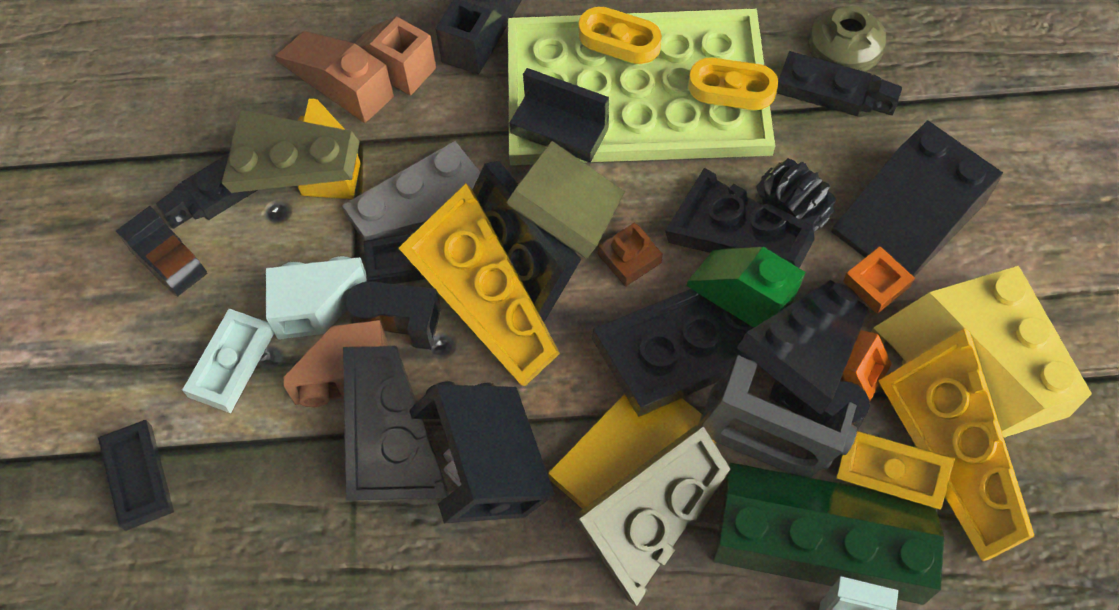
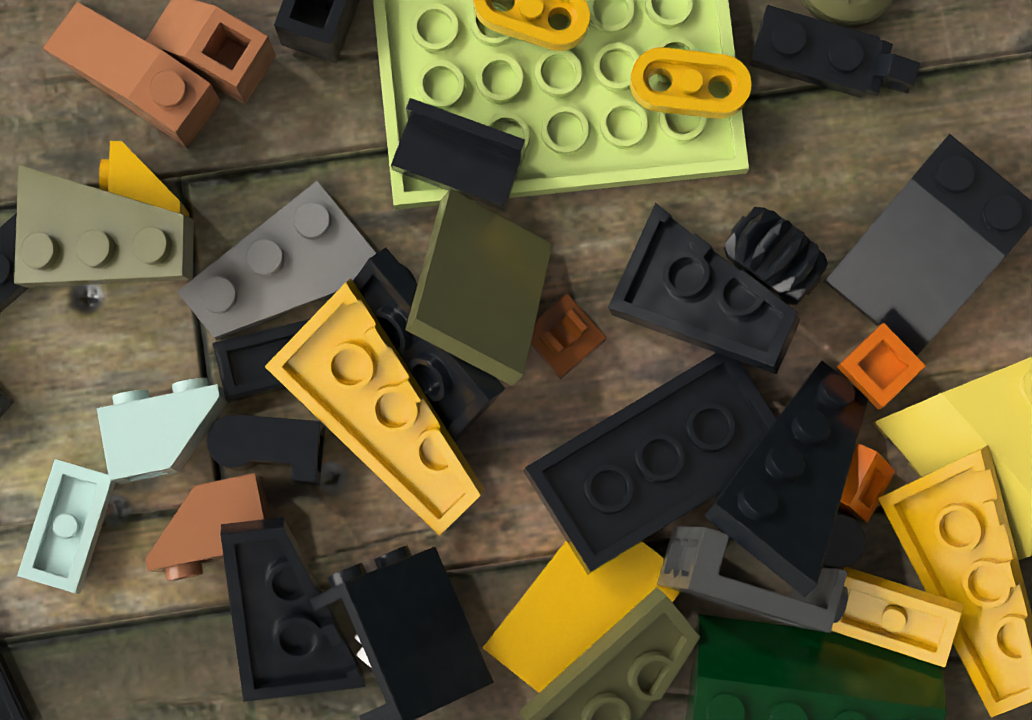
camera: 10 degrees left, 20 degrees up
(747, 282) = (714, 394): green slope -> none

